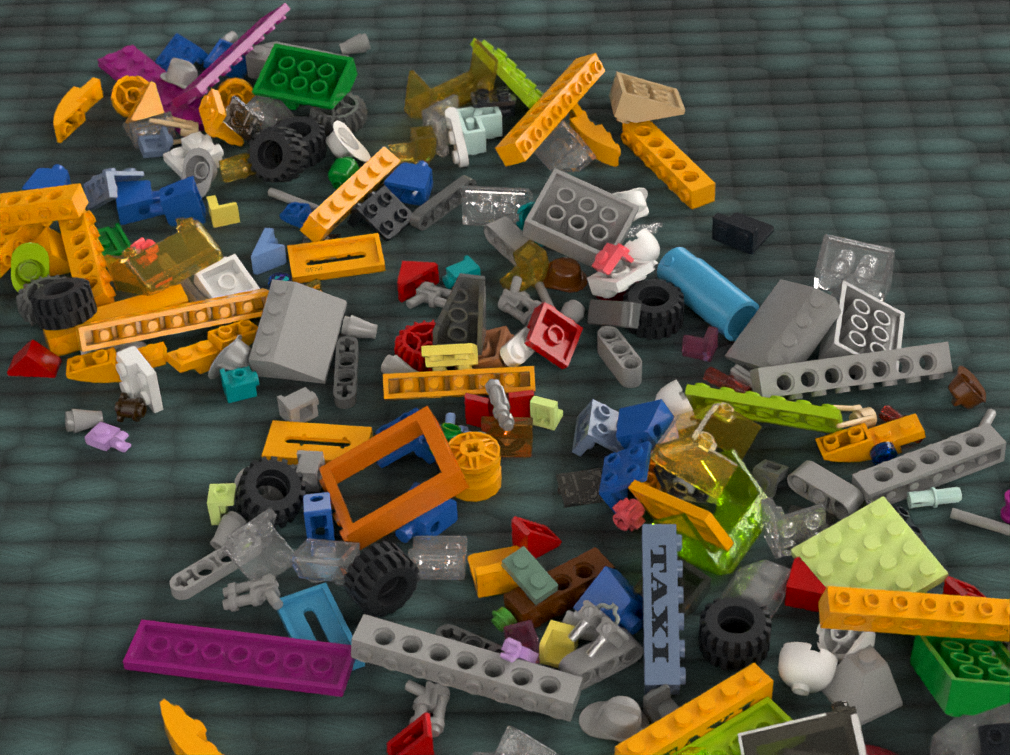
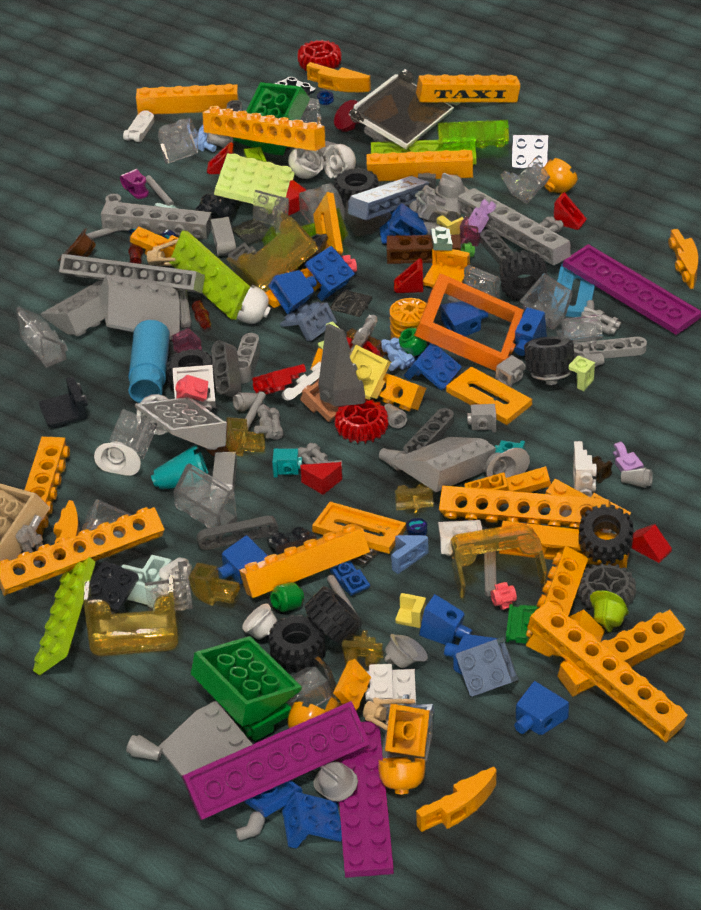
camera: 145 degrees left, 0 degrees up
(605, 103) = (29, 538): none -> light grey piece

